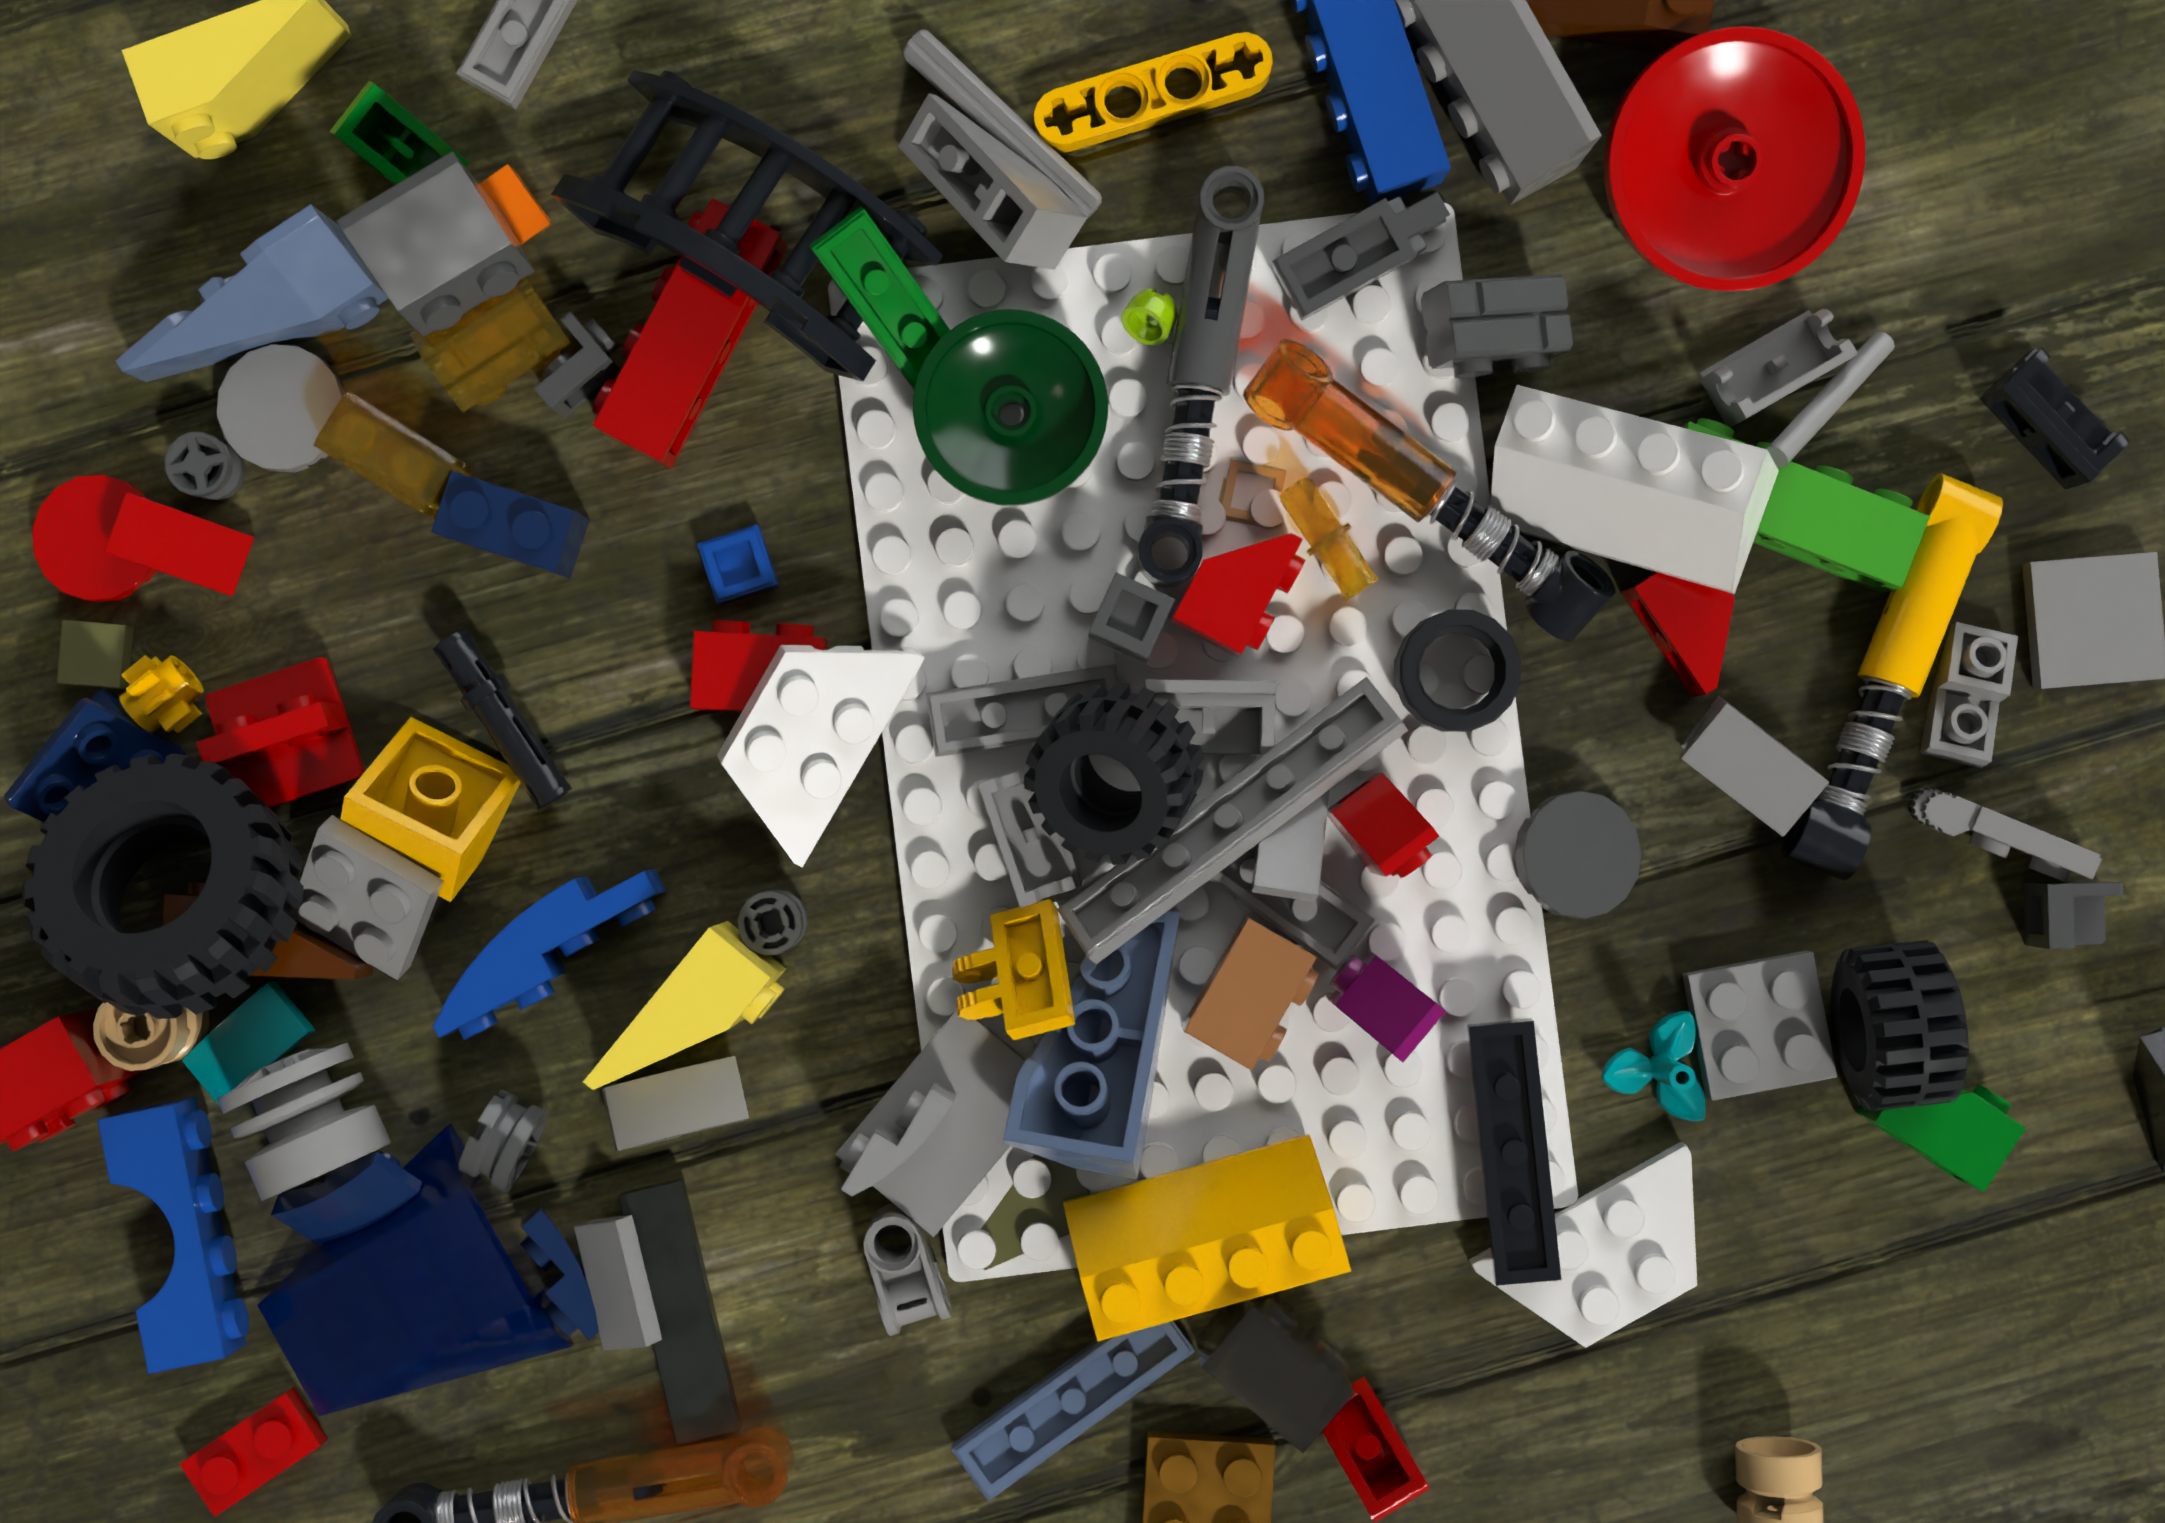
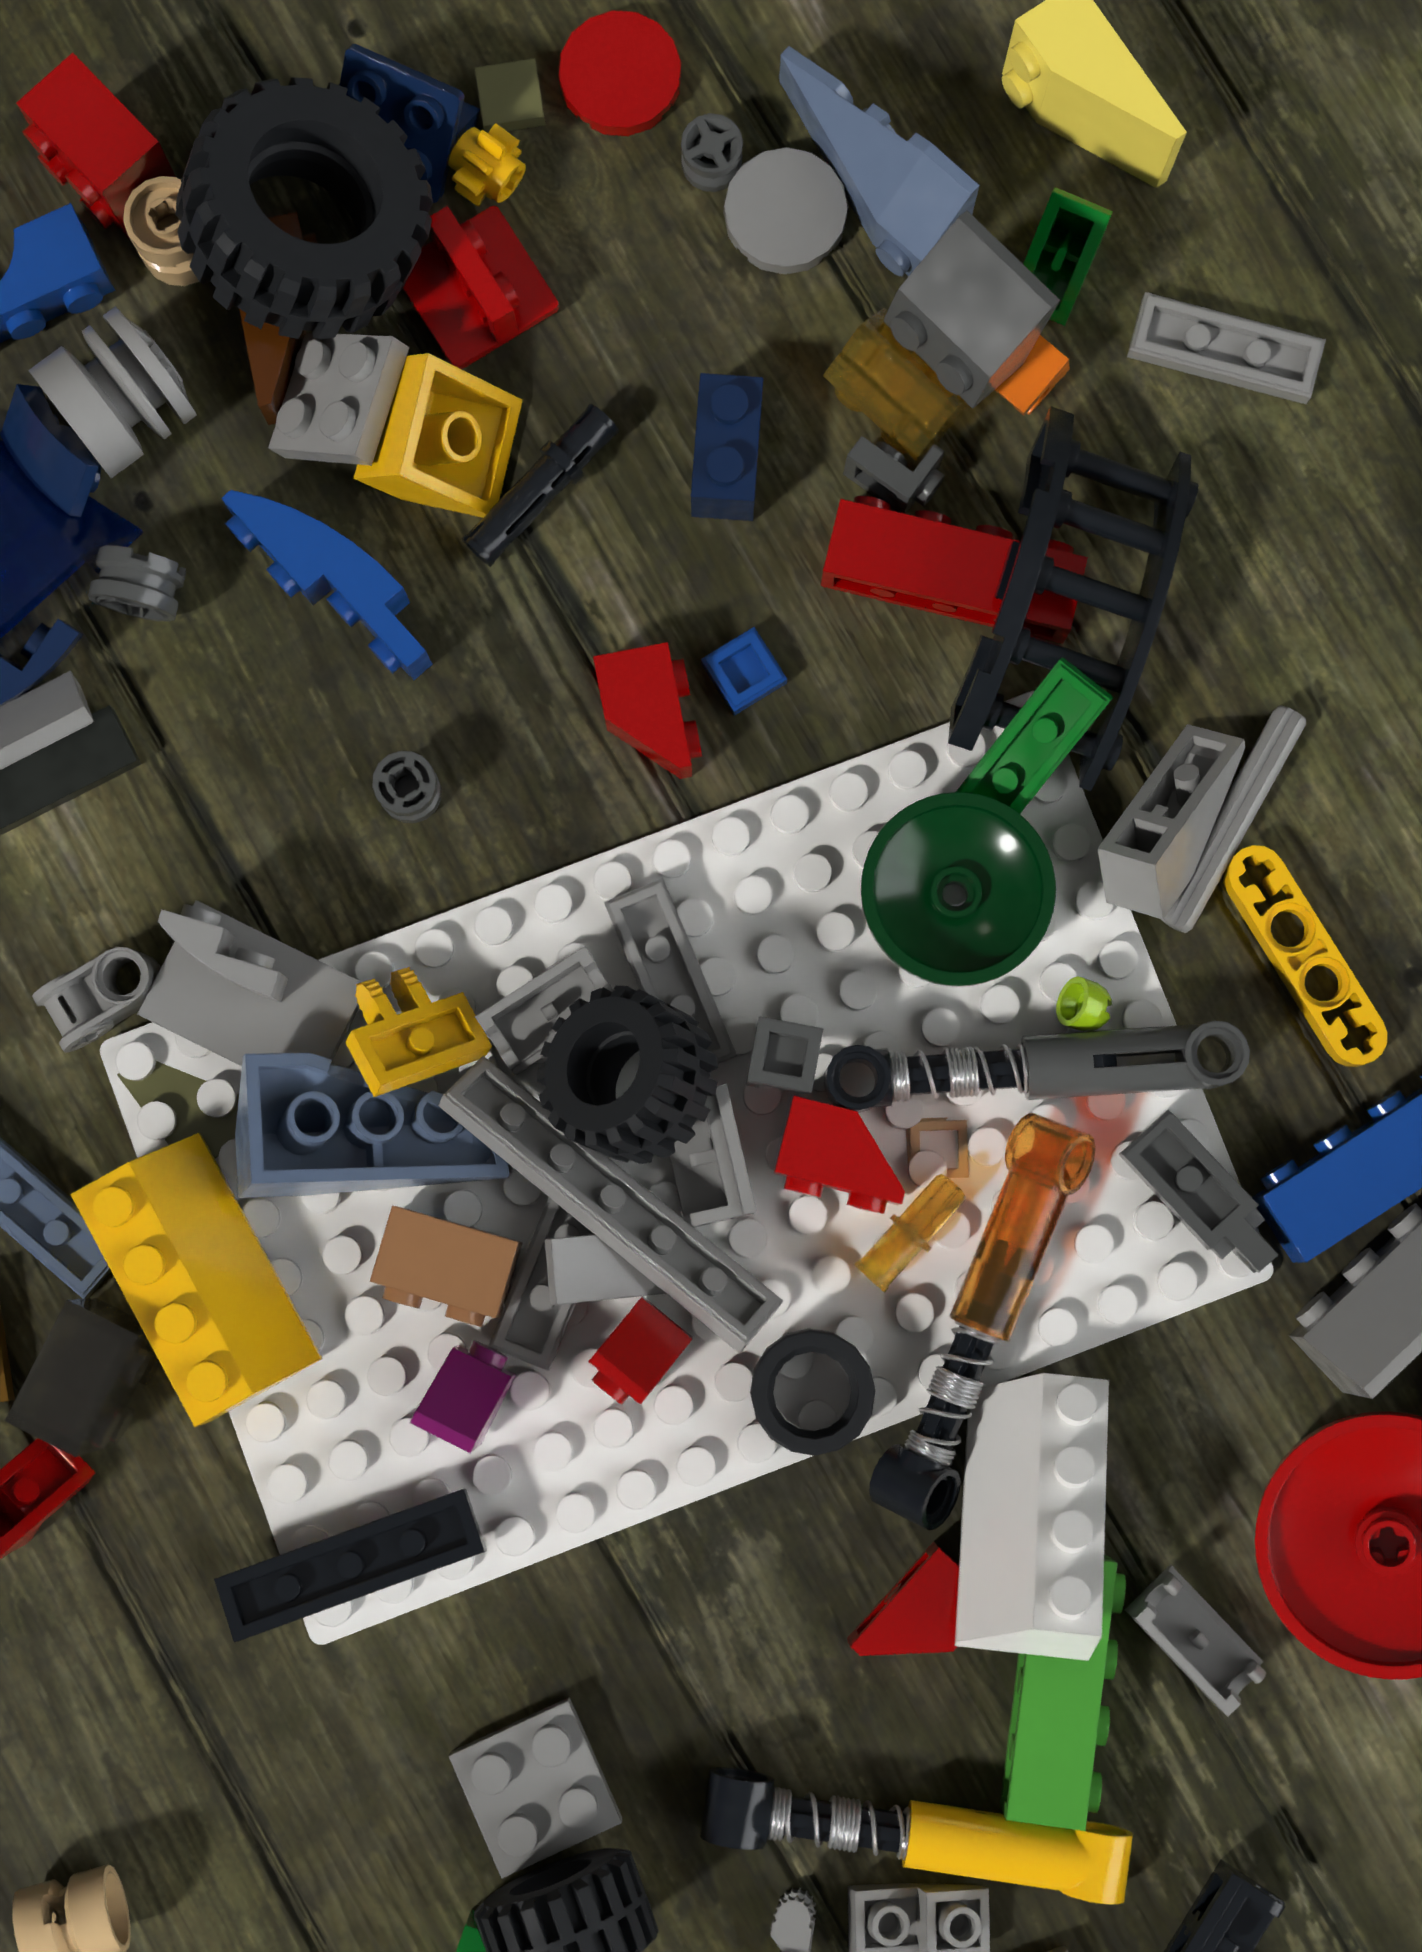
camera: 75 degrees right, 5 degrees down
(179, 544) = (632, 147): red tile -> none
(248, 1040) = (179, 324): teal slope -> none
(389, 453) = (766, 317): clear yellow brick -> none
(675, 1103) = (210, 737): light grey slope -> none
(703, 996) = (320, 736): light yellow slope -> none
(812, 733) = (596, 778): white wing -> none
(1496, 323) = (1165, 1347): dark grey brick -> none
(1578, 854) = (661, 1560): dark grey tile -> none
(1618, 1251) = (276, 1697): white wing -> none
(1676, 1086) = (452, 1719): teal plant -> none
(1752, 766) = (791, 1714): light grey hinge -> none
(1830, 398) = (1177, 1701): light grey bar -> none

